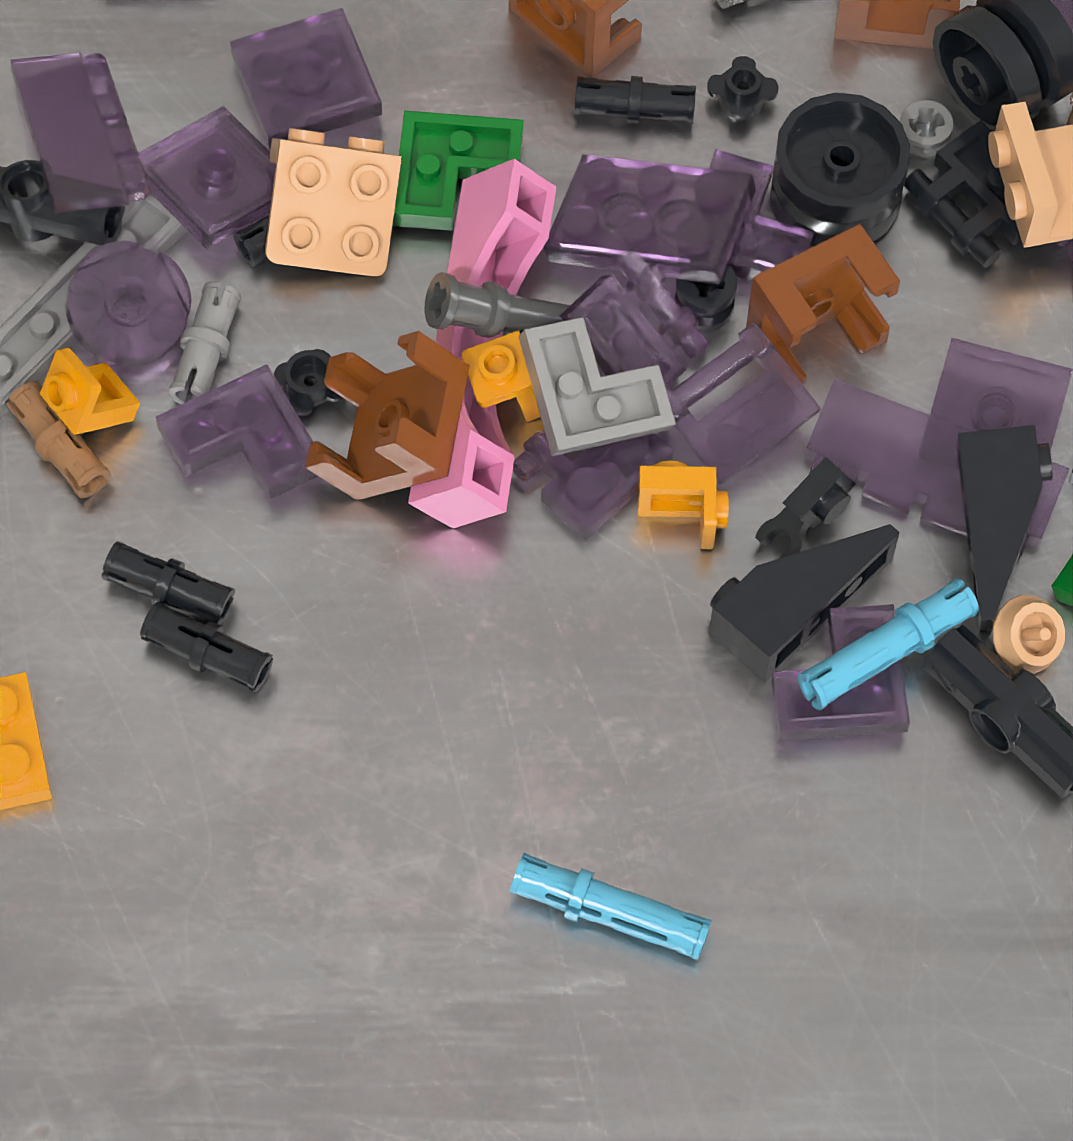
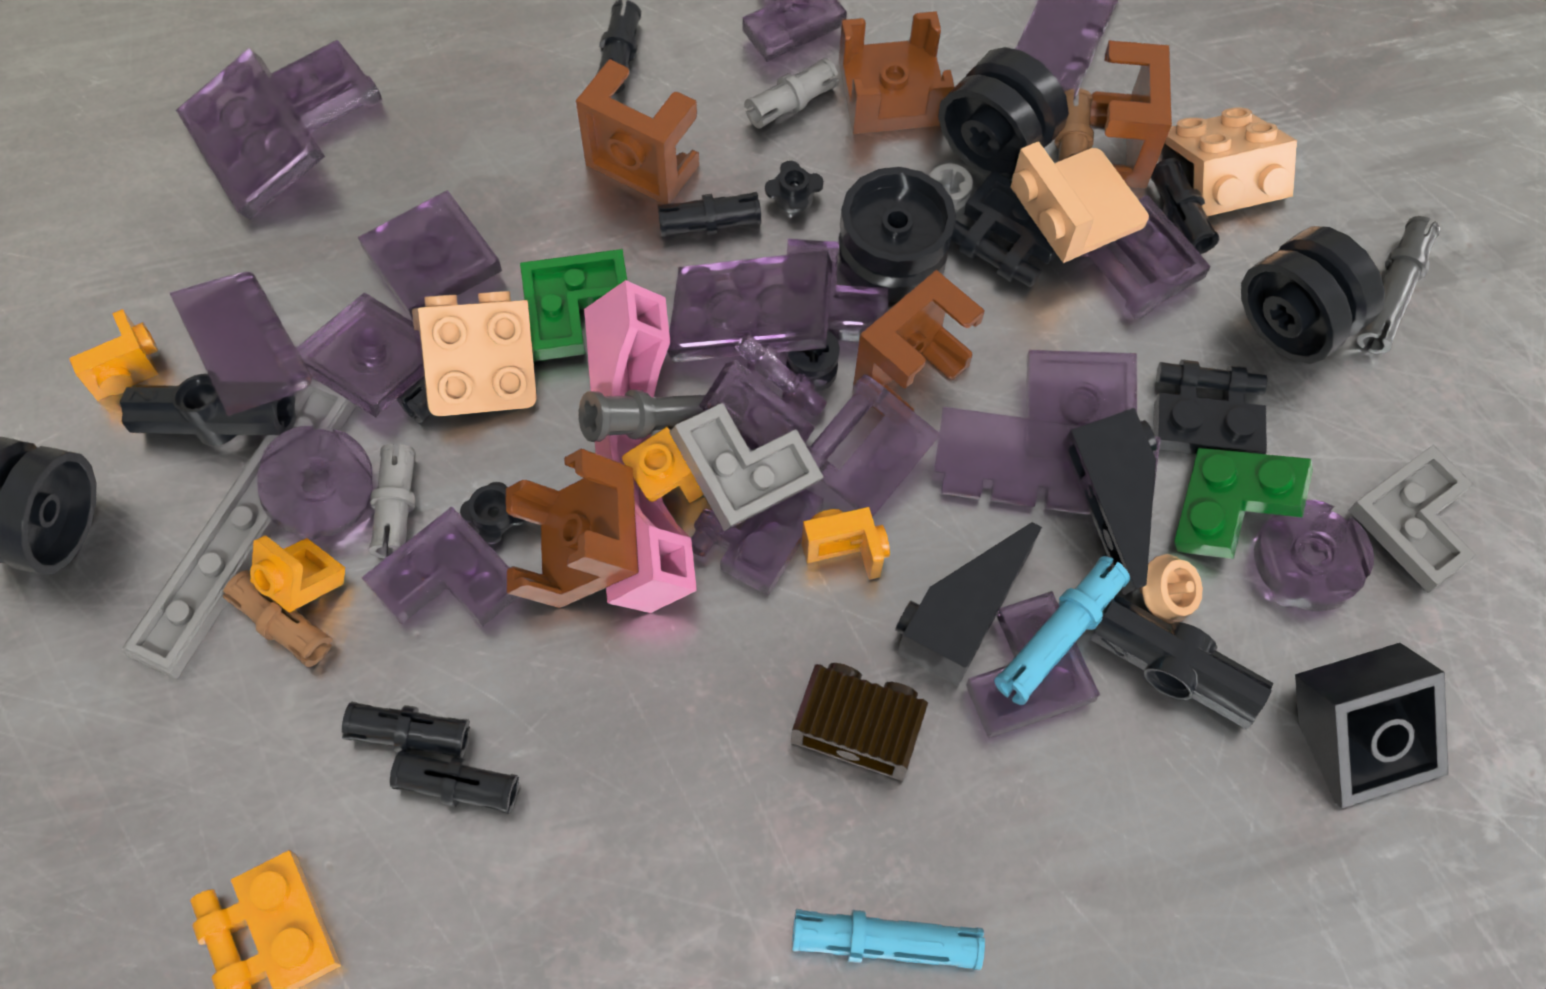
camera: 15 degrees left, 0 degrees up
(644, 687) = (859, 720): none -> dark brown brick
(816, 499) = (961, 513): black plate -> none

